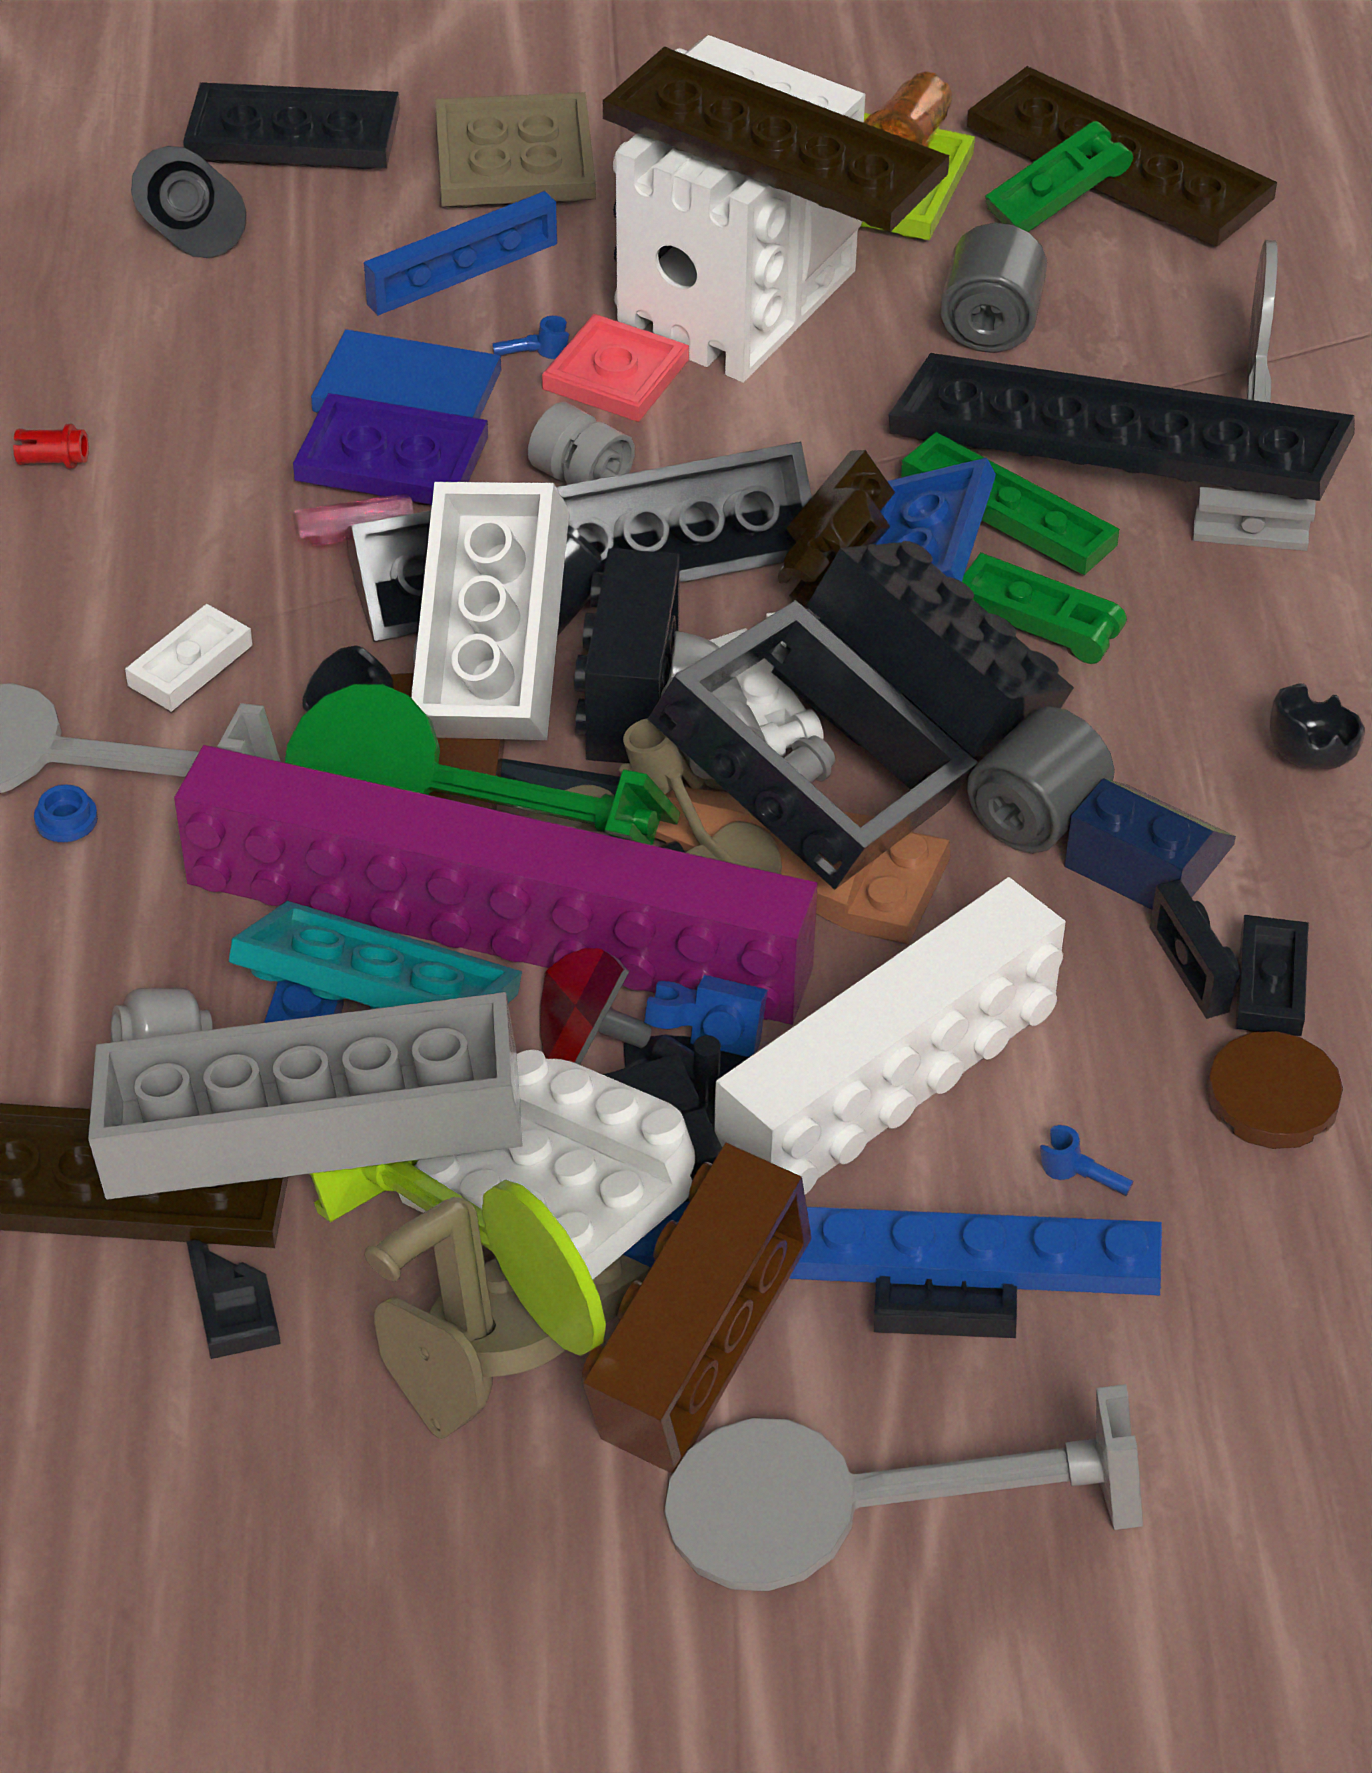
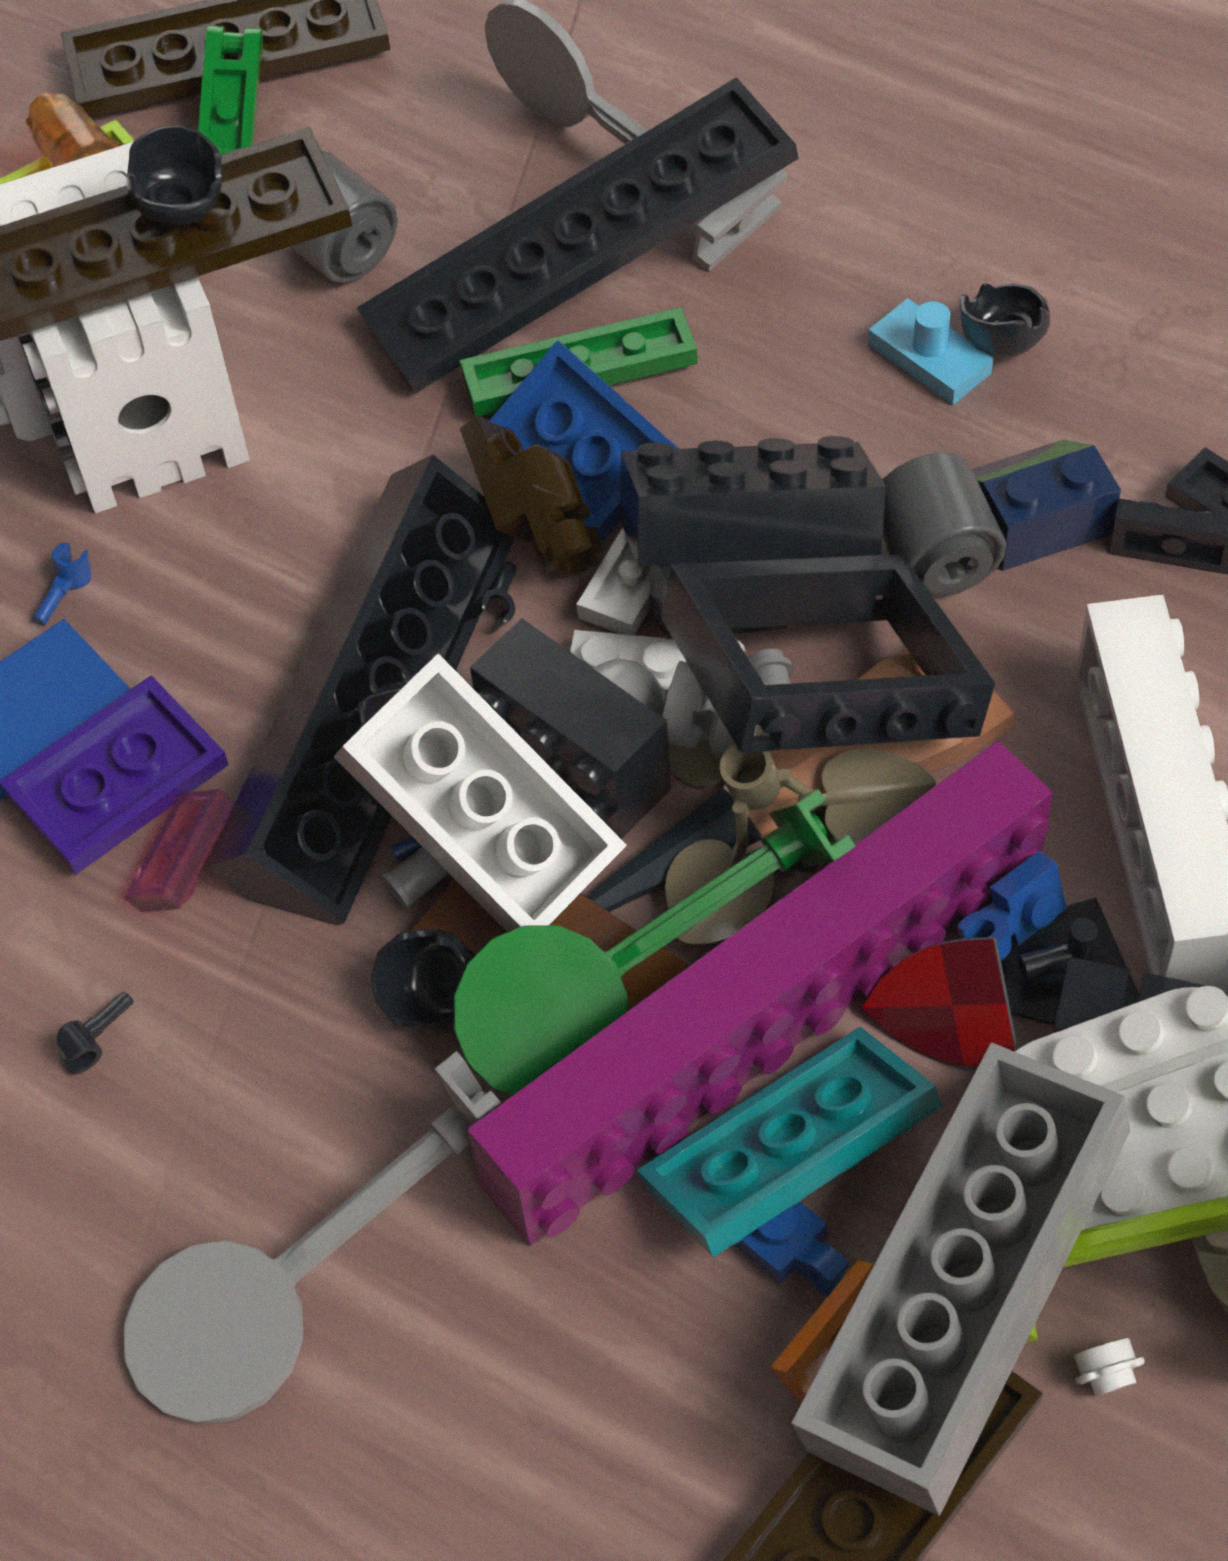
camera: 50 degrees left, 10 degrees up
(65, 814) = (371, 1288): blue plate -> none
(158, 549) = (77, 1040): none -> black hand
(158, 1013) = (729, 1364): light grey head -> none
(188, 657) = (251, 1089): white plate -> none
(232, 1303) = (1079, 1473): black tile -> none
(334, 1270) = (1108, 1366): none -> white plate
(577, 447) = (236, 628): light grey wheel -> none
(615, 367) = (151, 541): coral tile -> none
(737, 572) = (498, 598): none -> black hand
(807, 100) = (174, 175): none -> black hair
(1046, 607) = (726, 408): green plate -> none
(1243, 708) = (929, 350): none -> medium azure tile

